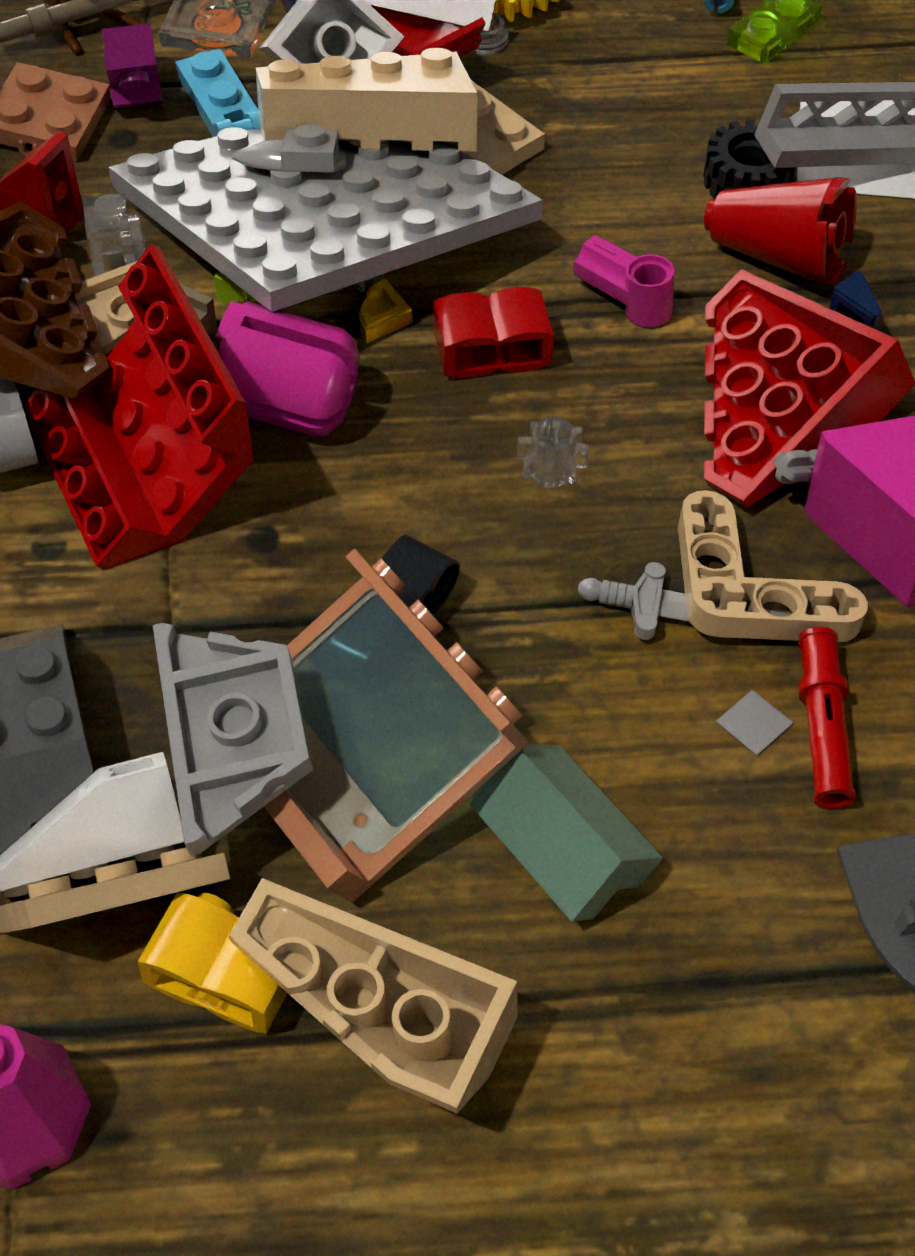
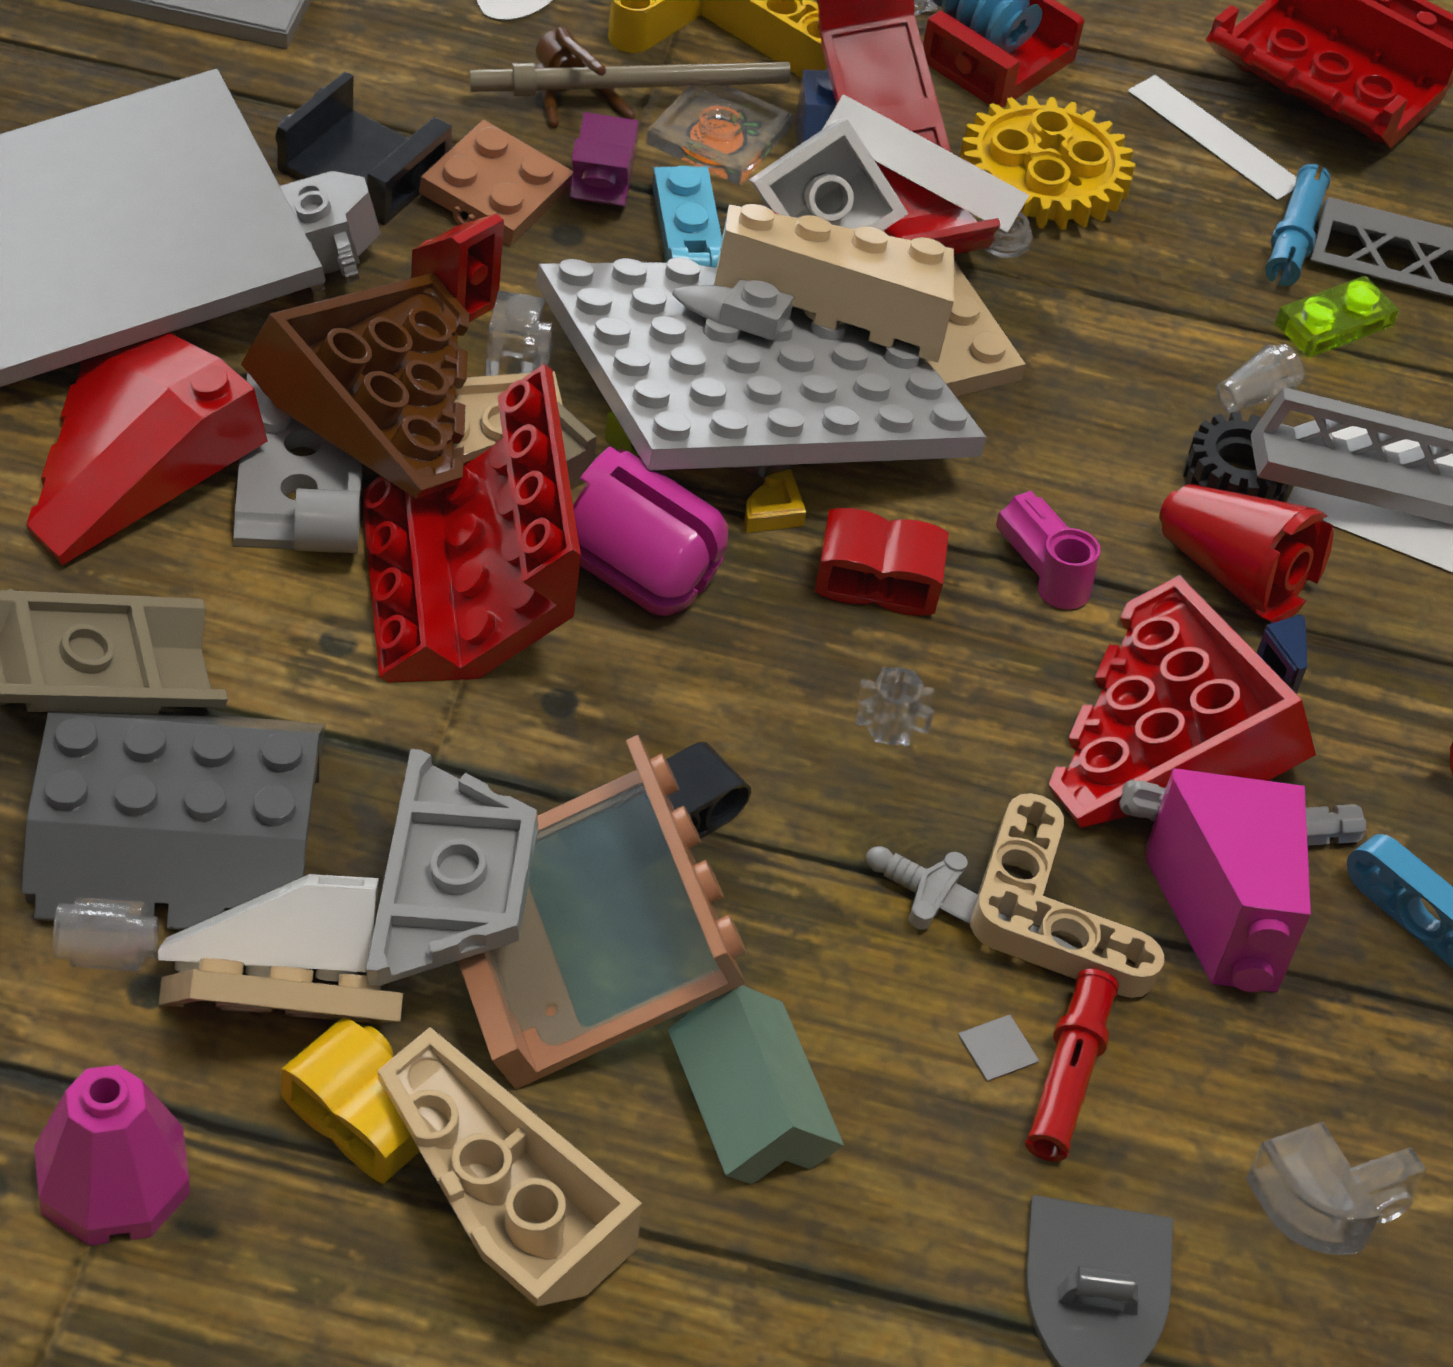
camera: 10 degrees right, 5 degrees down
(742, 87) = (1261, 378): none -> clear cone

